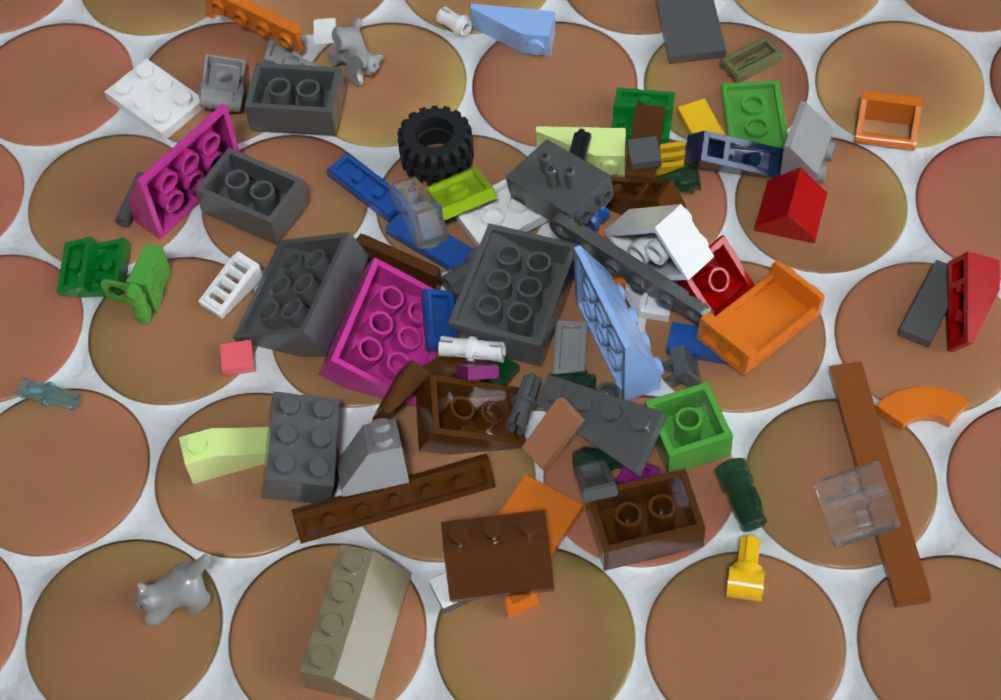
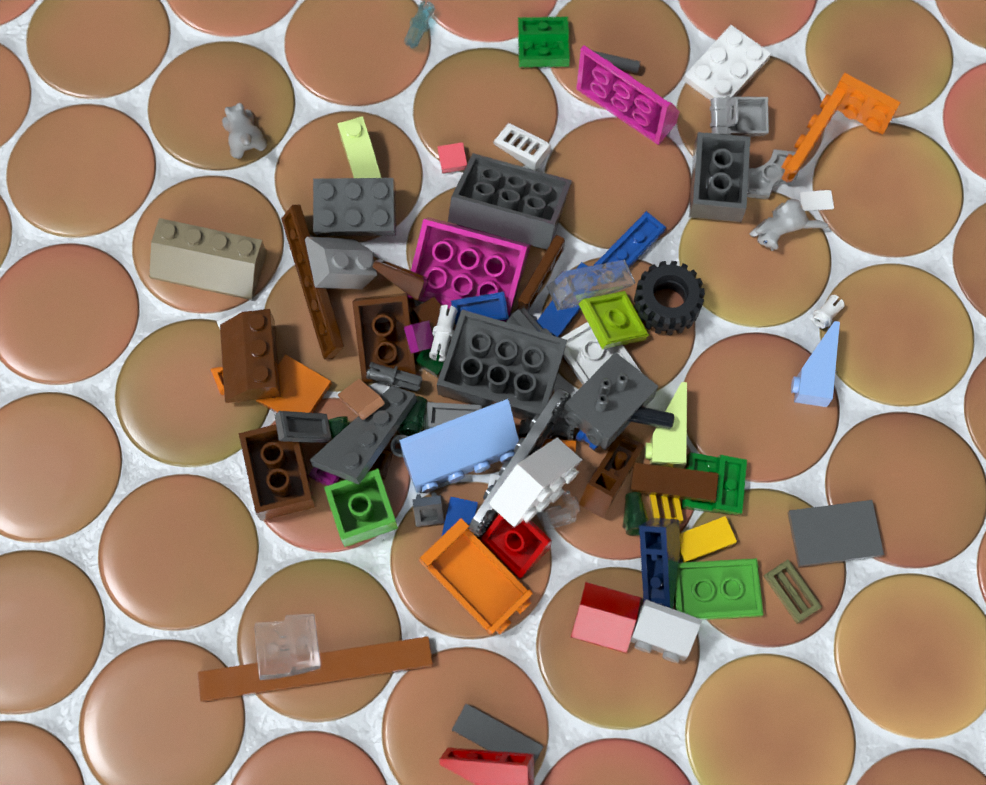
camera: 85 degrees right, 15 degrees up
(144, 284) = (518, 79): bright green piece -> none
(252, 195) = (608, 150): dark grey brick -> none
(644, 153) = (655, 478): dark grey tile -> none
(742, 496) = (303, 551): clear green axle -> none
(745, 575) = (225, 551): yellow axle -> none
(892, 109) = (726, 721): orange tile -> none
(922, 404) = (388, 716): orange tile -> none

